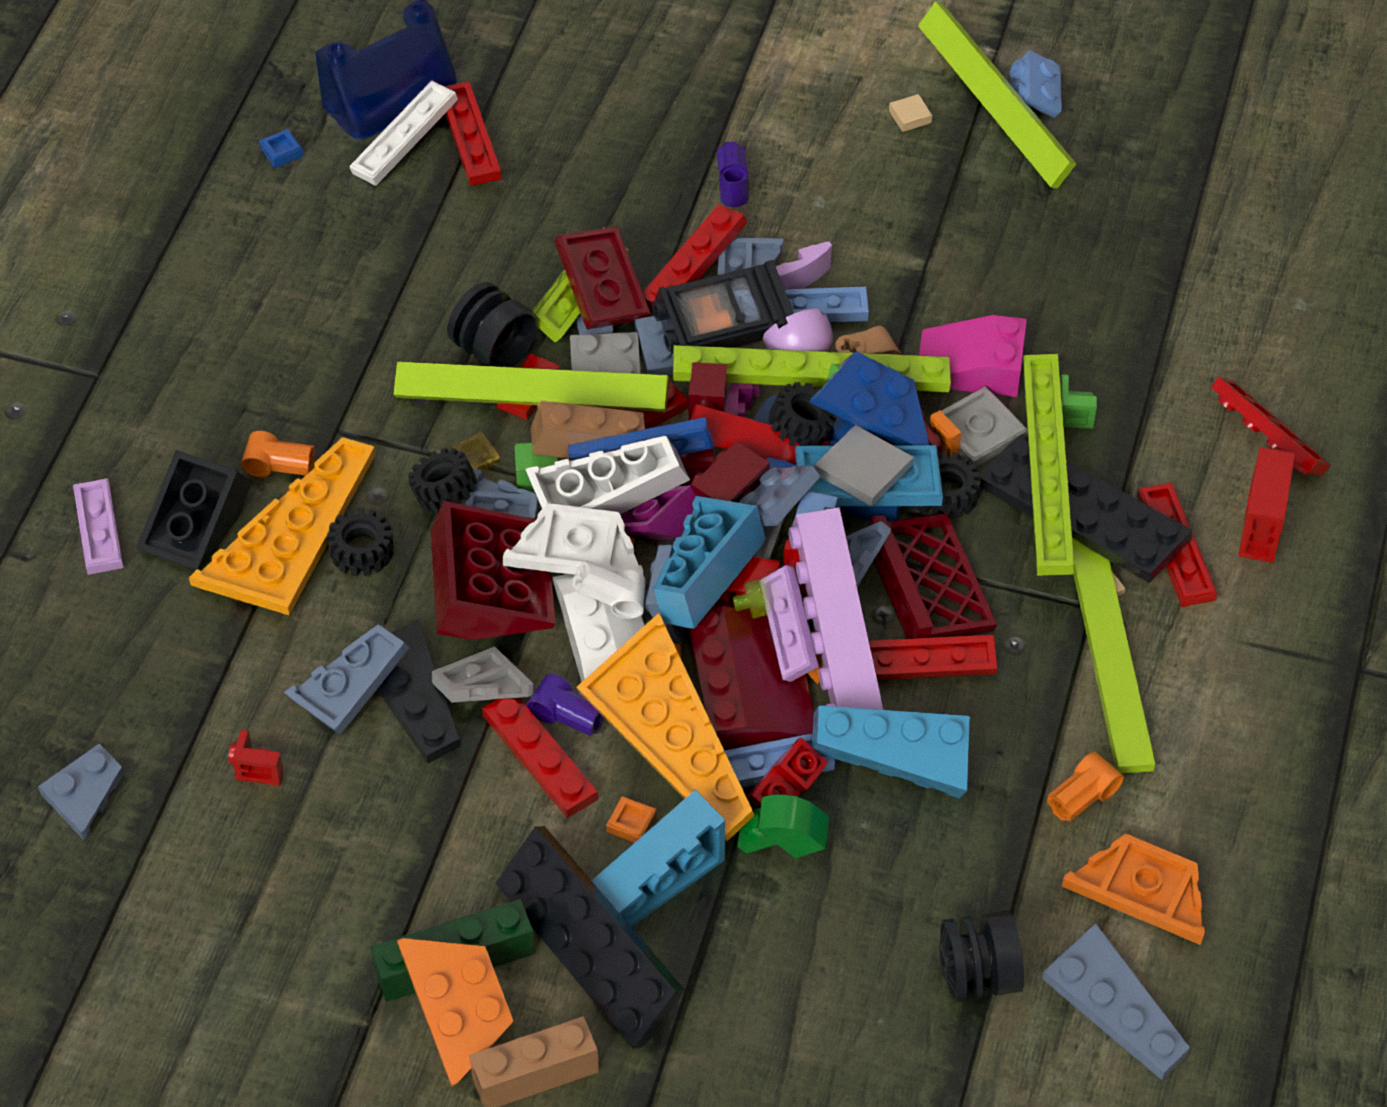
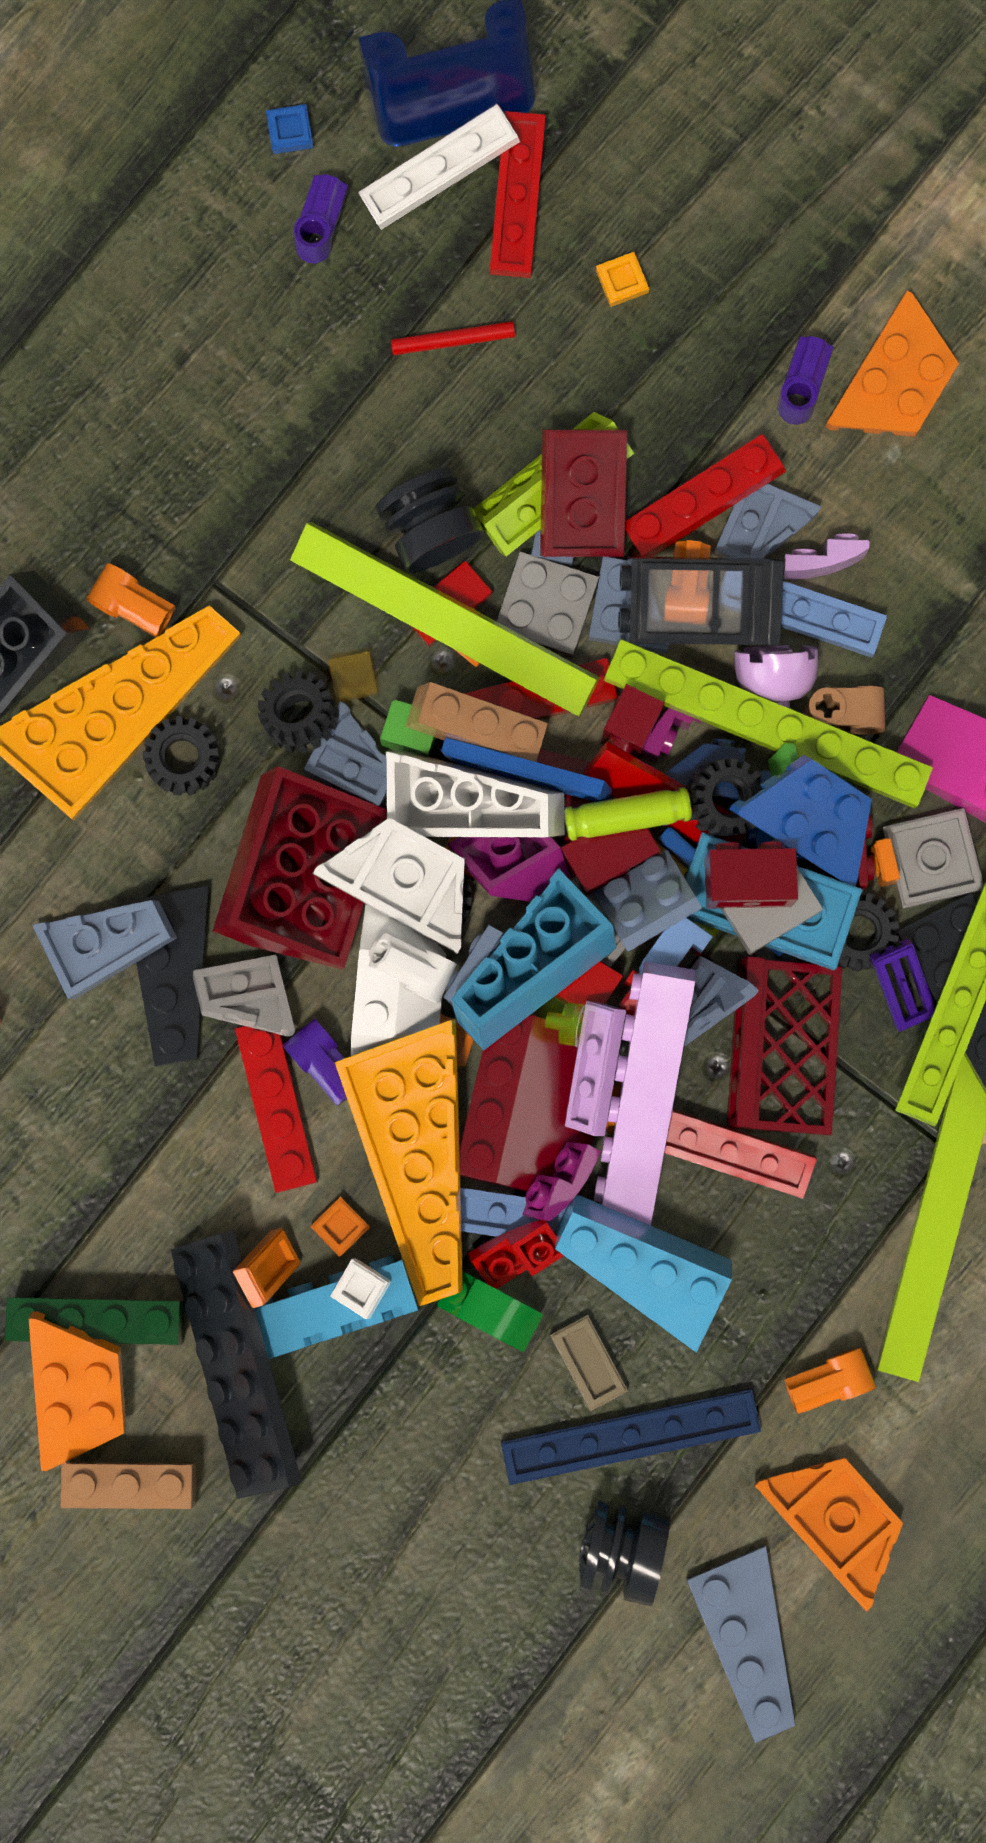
camera: 20 degrees right, 30 degrees up
(326, 188) = (319, 217): none -> dark purple piece
(459, 230) = (453, 338): none -> red bar
(569, 161) = (622, 279): none -> light orange tile
(584, 852) = (266, 1267): none -> orange tile
(670, 822) = (360, 1288): none -> white tile
(733, 440) = (628, 813): none -> lime axle
(800, 156) = (898, 376): none -> orange wing
(801, 707) = (553, 1194): none -> magenta slope
(848, 445) = (751, 876): none -> dark red brick
(883, 847) = (588, 1363): none -> dark tan tile
(942, 888) = (630, 1436): none -> dark blue tile
(995, 506) = (892, 956): none -> dark purple tile

